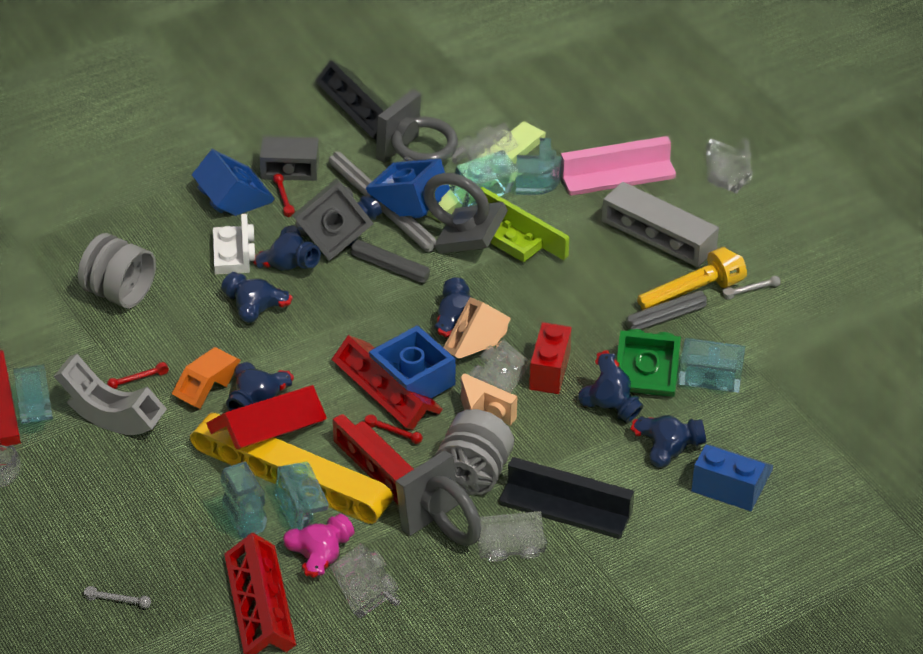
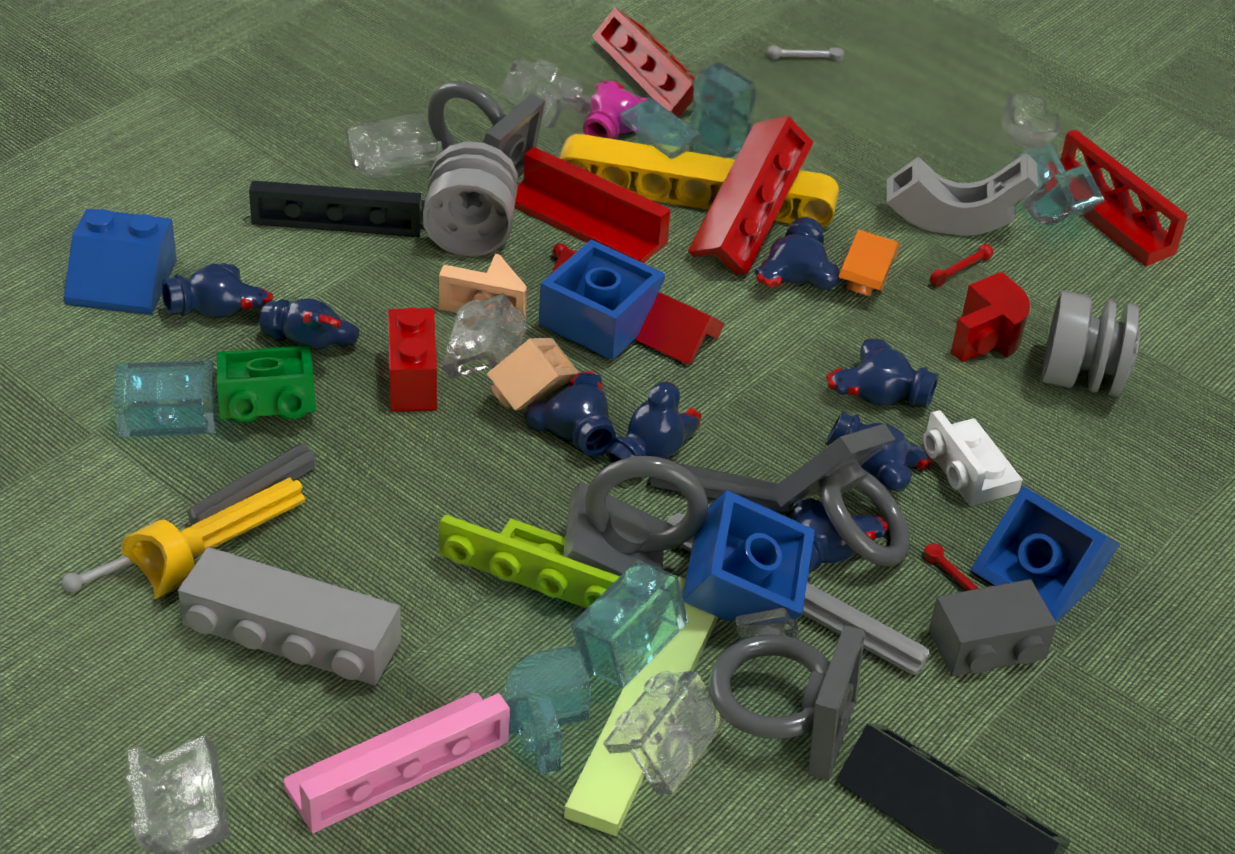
camera: 160 degrees right, 0 degrees up
(152, 316) = (991, 318): none -> red brick
(417, 283) = (656, 426): none -> dark blue animal

